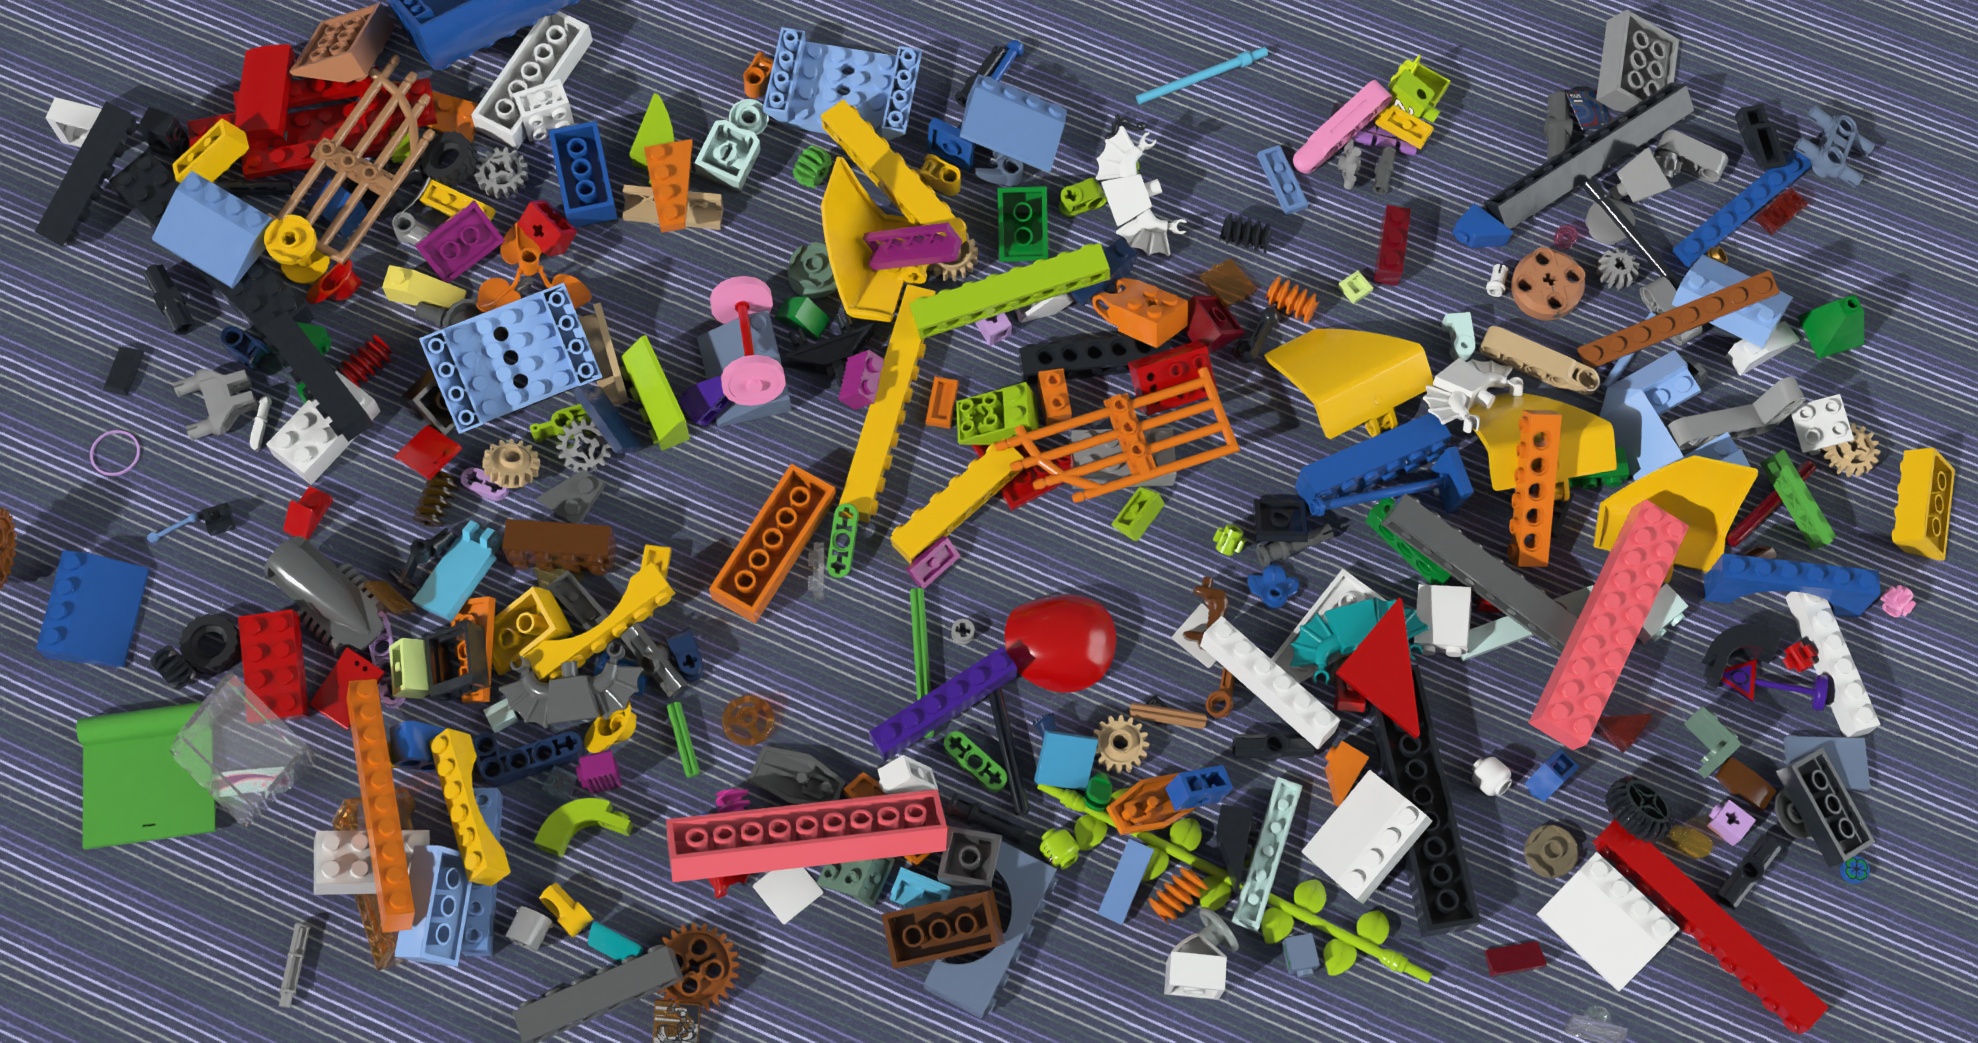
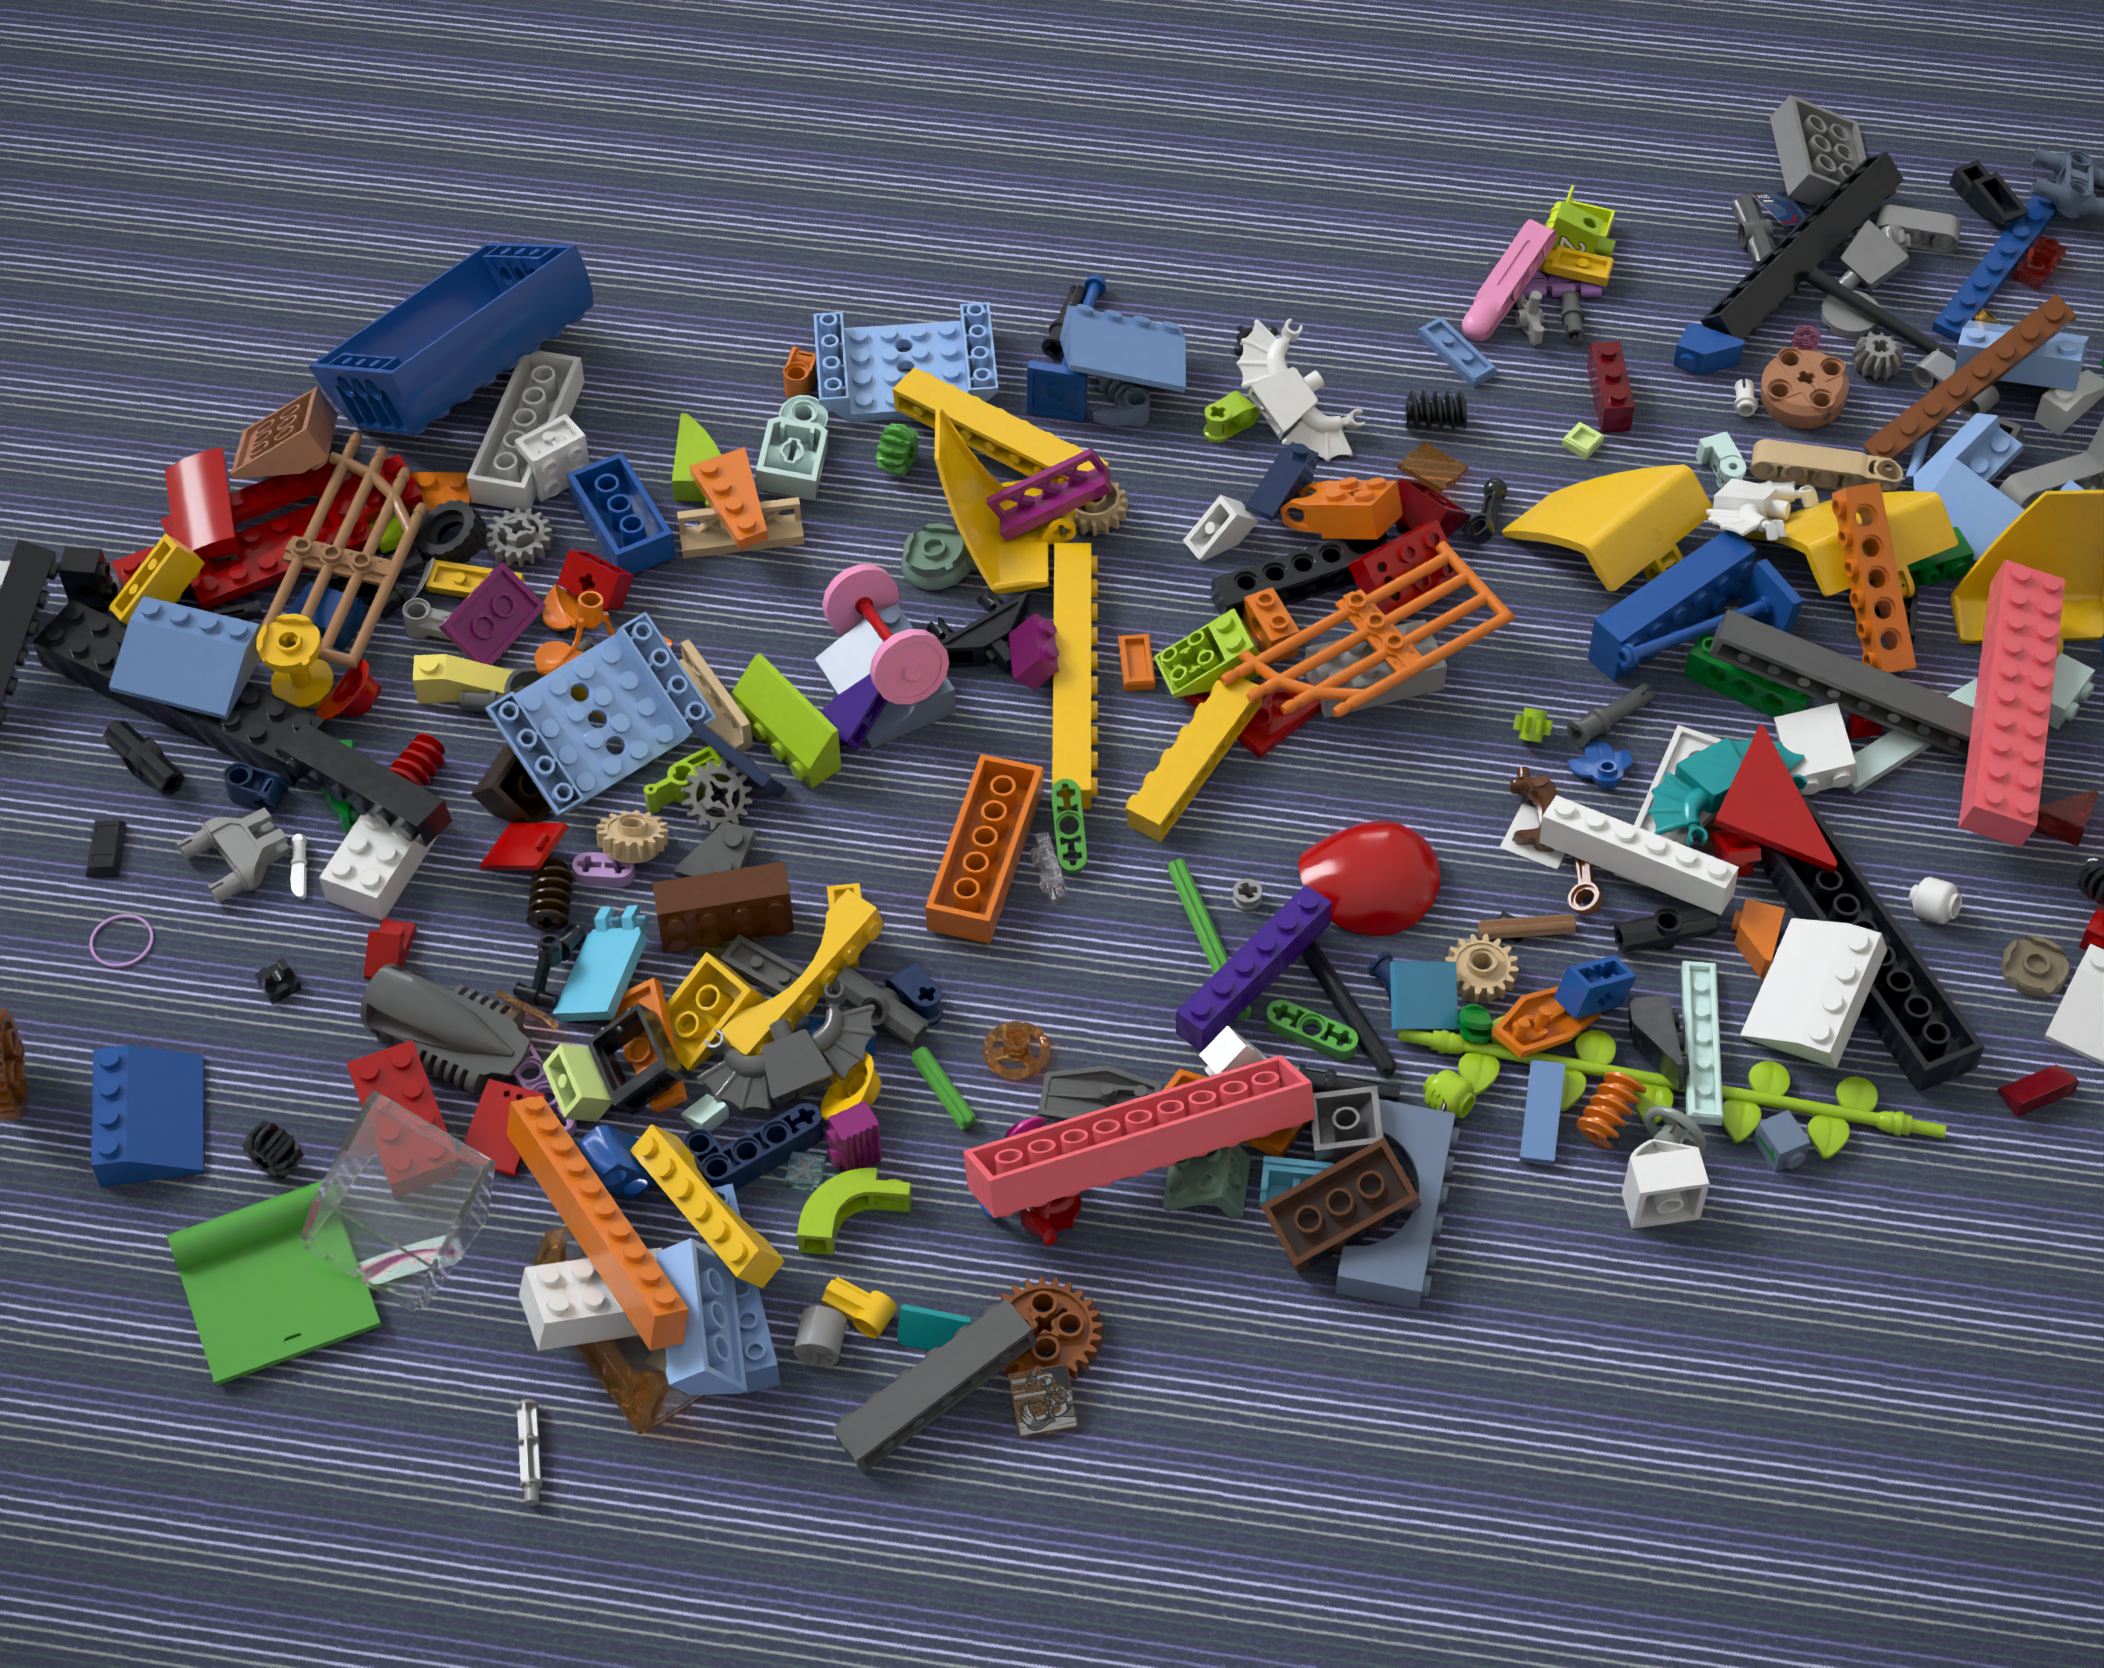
camera: 10 degrees left, 15 degrees down
(154, 537) = (199, 1020): medium blue hinge -> none
(196, 630) = (308, 1094): black tyre -> none
(787, 891) = (1128, 1223): white sticker -> none
(803, 313) = (937, 601): green slope -> none
(933, 562) = (1186, 827): magenta plate -> none
(936, 172) = (1061, 424): yellow piece -> none
(995, 328) = (1170, 565): lavender brick -> none
(1010, 290) = (1182, 516): lime brick -> none
(1022, 224) = (1168, 454): green slope -> none
(1138, 513) = (1413, 725): lime slope -> none
(1242, 59) = (1366, 243): medium azure bar -> none
(1280, 520) = (1585, 691): black tile -> none
(1292, 299) = (1514, 465): orange piece -> none
(1551, 775) = (2004, 885): blue slope -> none

